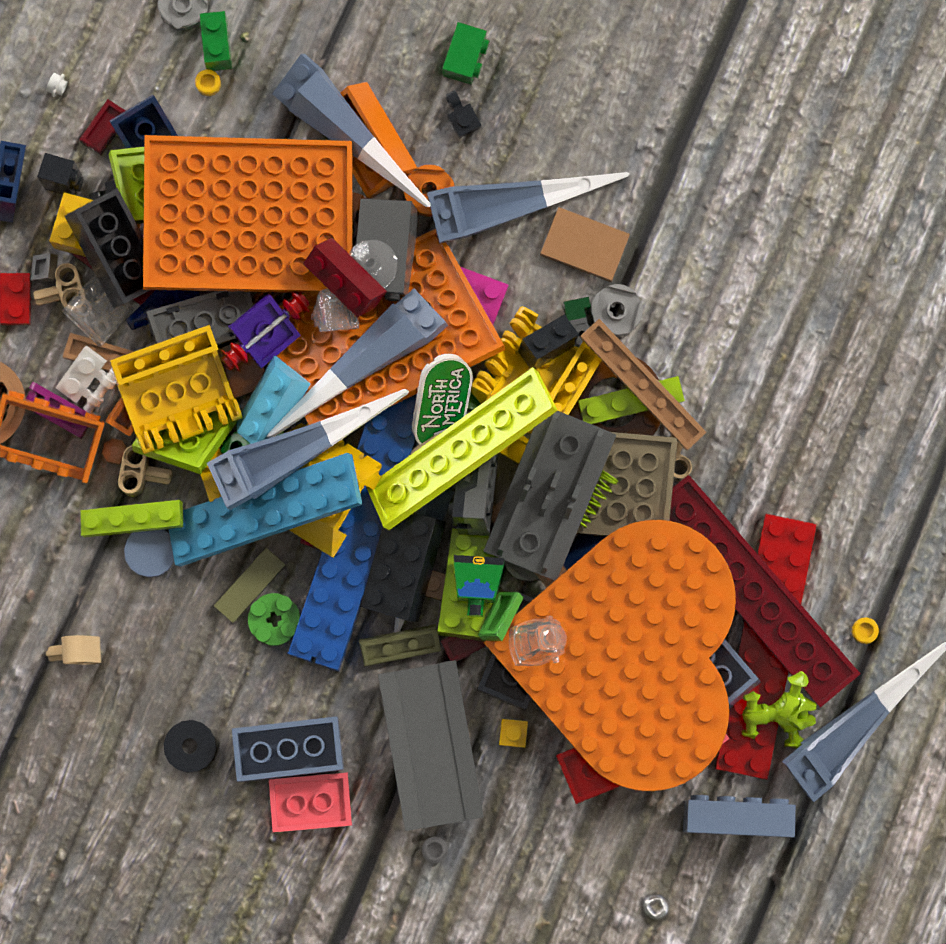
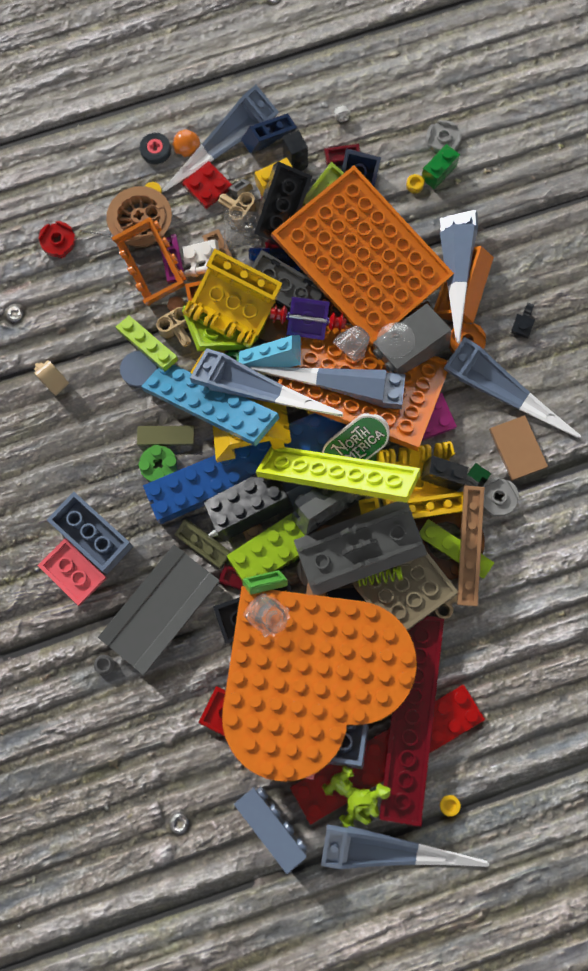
camera: 55 degrees right, 5 degrees down
(205, 746) = (40, 475): black tile -> none
(344, 277) = (375, 329): dark red brick -> none
(465, 52) = (559, 293): green brick -> none
(477, 581) = (273, 551): torso -> none
(513, 733) = (208, 650): yellow plate -> none

